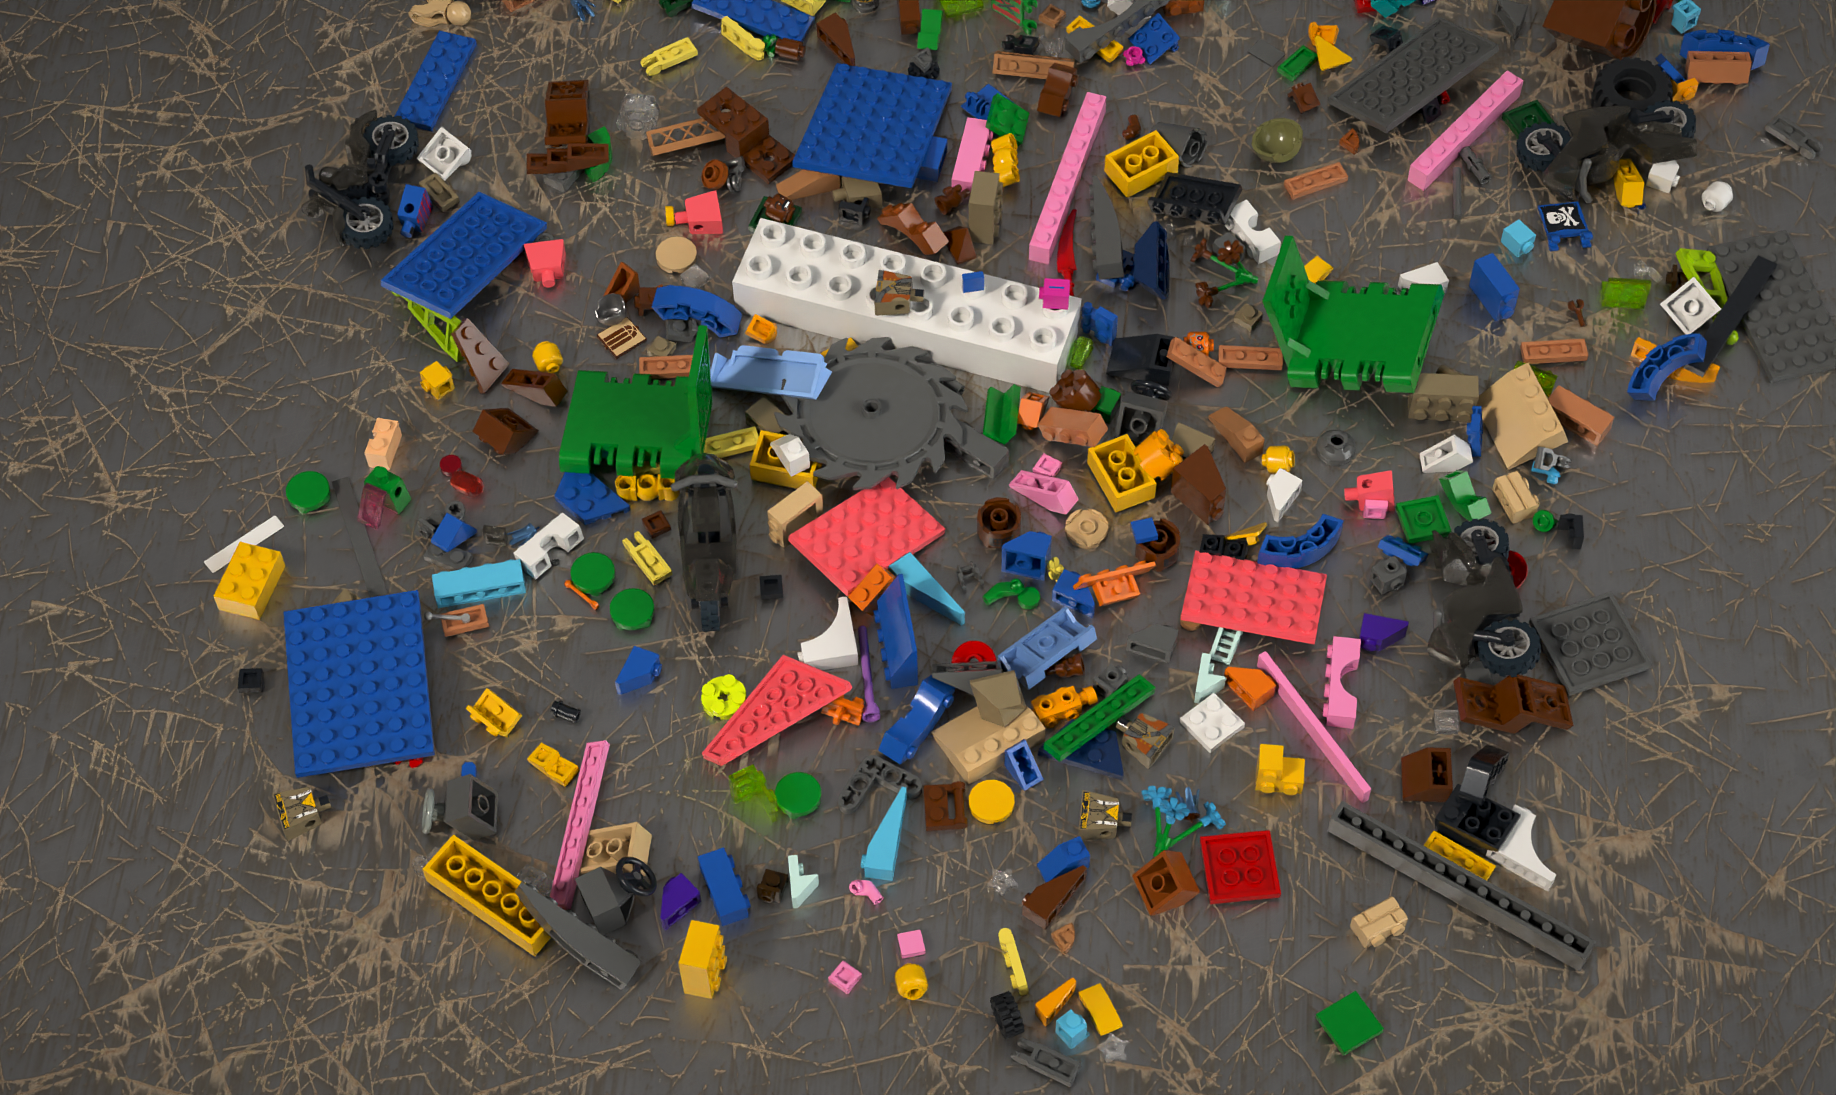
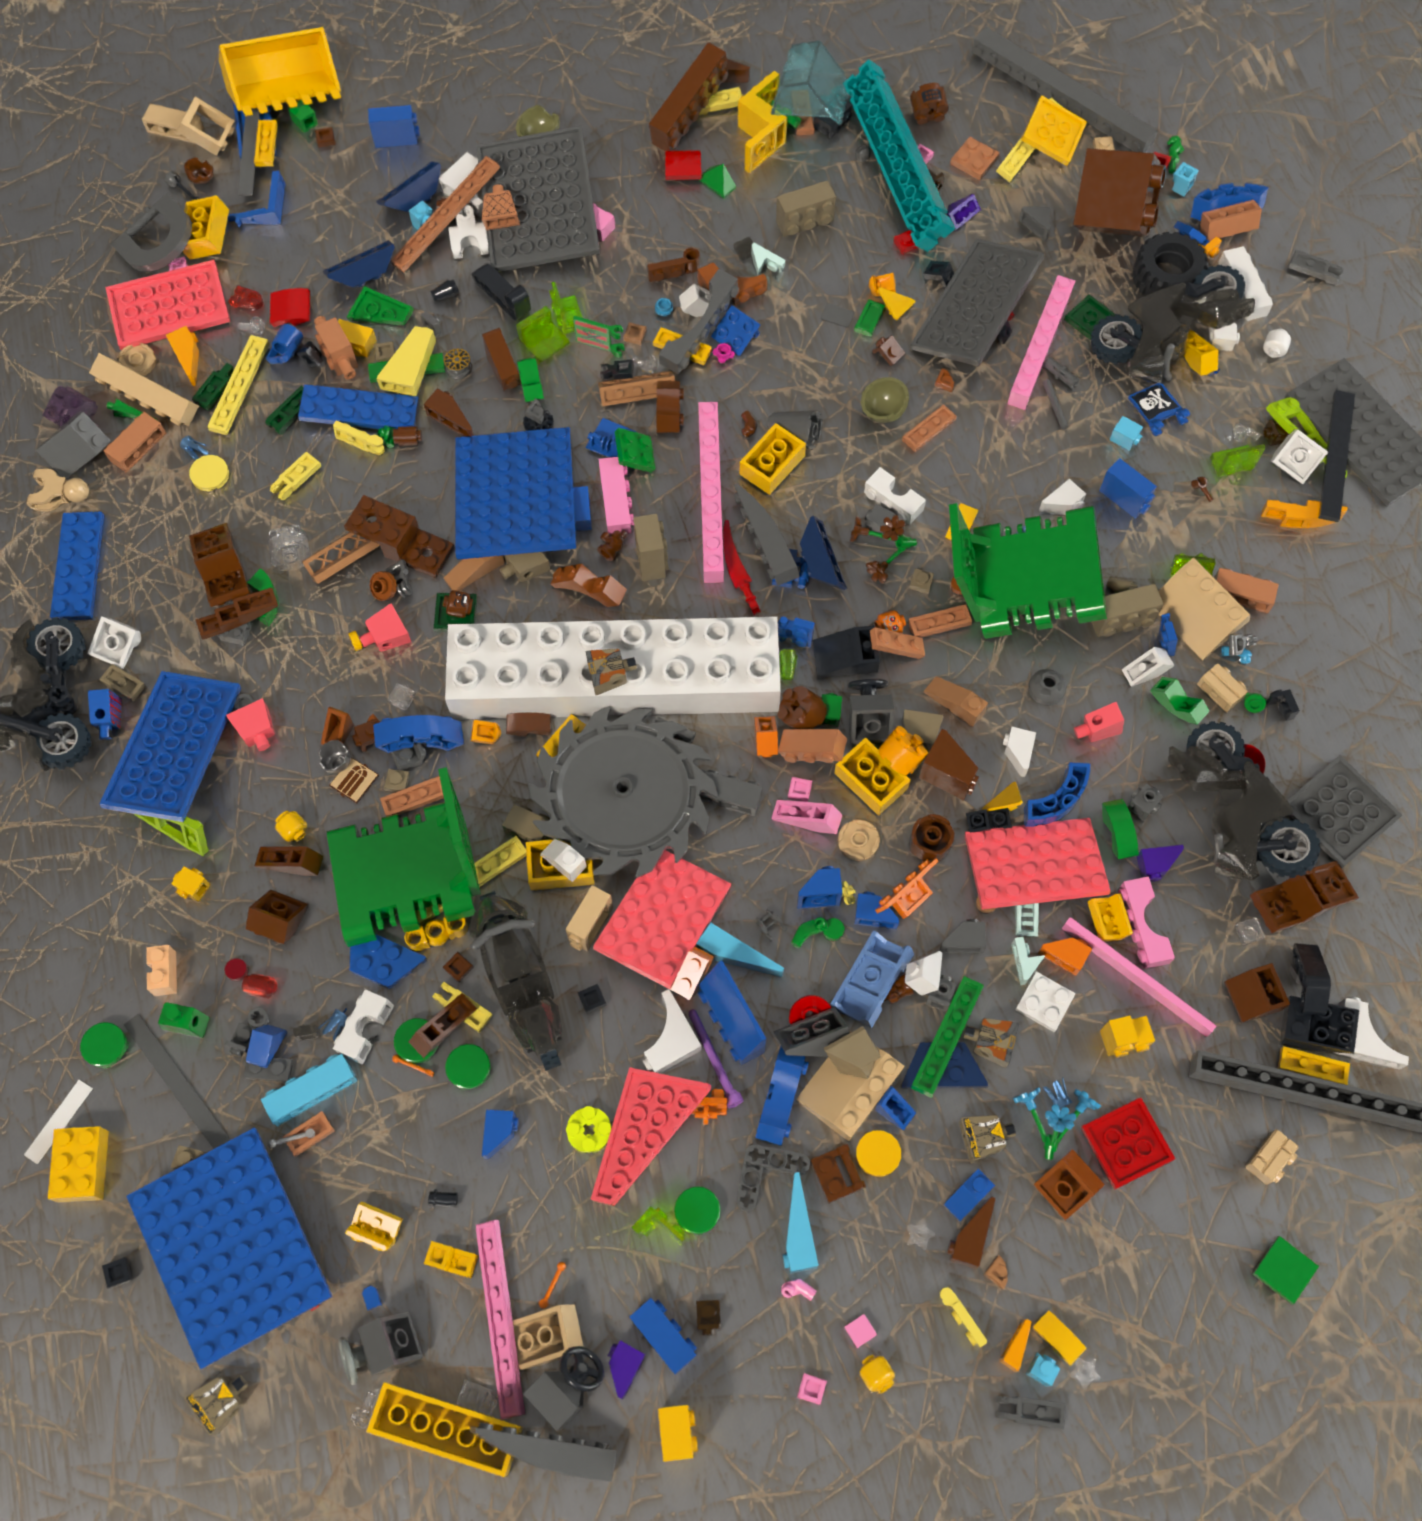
camera: 20 degrees left, 10 degrees up
(371, 506) = (174, 1044): clear pink plate -> none
(482, 357) = (226, 847): wing -> none
(588, 32) = (209, 473): none -> light yellow tile
(620, 562) = (442, 1025): none -> reddish brown slope
(651, 803) = (543, 1303): none -> orange hinge
(676, 254) = (375, 678): tan tile -> none
(764, 369) = (505, 779): light blue slope -> none
(801, 331) = (528, 722): none -> reddish brown slope
(801, 884) = (734, 1310): light aqua slope -> none
(854, 213) = (527, 585): black bracket -> none
(960, 244) = (636, 586): reddish brown slope -> none
(972, 281) = (676, 634): blue tile -> none
(998, 522) = (784, 853): reddish brown brick -> none
(1001, 414) = (741, 750): green panel -> none
(1006, 159) = (647, 490): yellow piece -> none
(1007, 1014) = (981, 1380): black tyre -> none
(1055, 293) = (756, 623): dark pink brick -> none
(1055, 706) = (903, 1034): light orange brick -> none
(1099, 655) = (924, 973): none -> white slope
(1144, 530) = (919, 833): blue tile -> none
(1195, 198) = (834, 479): black bracket -> none
(1278, 457) = (1004, 716): yellow head -> none
(1307, 667) = (1110, 918): none -> yellow bracket
(1352, 591) = (1120, 823): none -> green brick
(1375, 509) = (1107, 739): bright pink tile -> none
(1396, 547) = (1149, 773): blue plate -> none
(1422, 517) = (1151, 735): green plate -> none
(1554, 351) = (1198, 533): nougat plate -> none
(1662, 362) = (1302, 519): blue brick -> none
(1710, 132) = (1254, 287): none -> white brick

